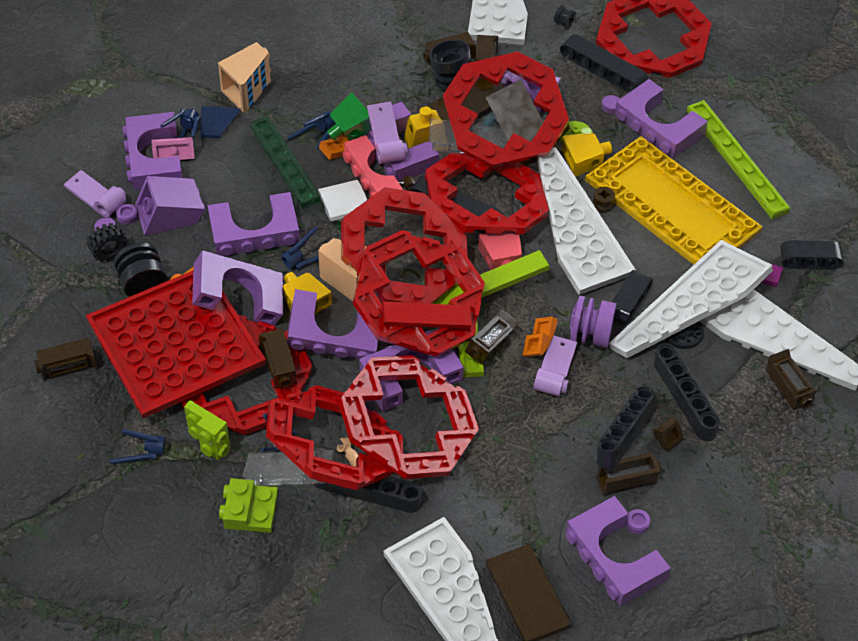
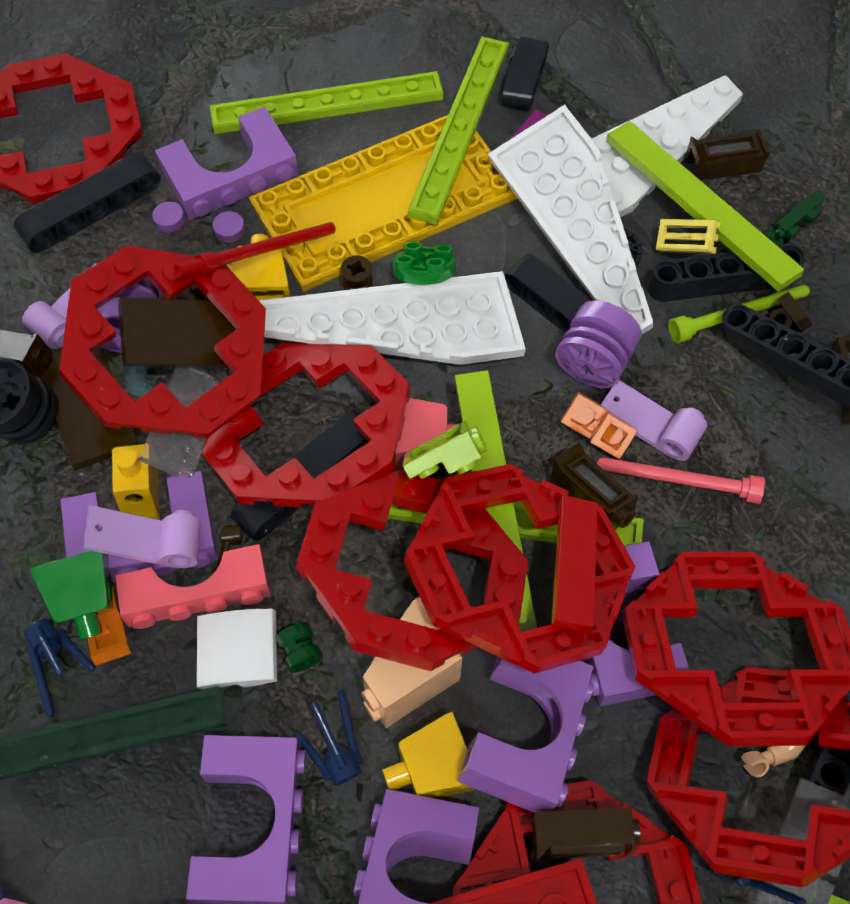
camera: 75 degrees left, 10 degrees up
(480, 249) = (455, 448): none -> lime plate
(524, 424) = (748, 488): none -> coral piece
(559, 109) = (208, 262): none -> red bar
(615, 133) = (228, 226): none -> medium lavender tile
(623, 228) = (424, 264): none -> green tile
(632, 375) = (683, 328): none -> lime piece
(706, 357) = (708, 237): none -> light yellow tile
(730, 363) = (704, 204): none -> lime tile
(741, 224) = (458, 131): none -> lime tile
(744, 424) = (791, 224): none -> dark green hinge

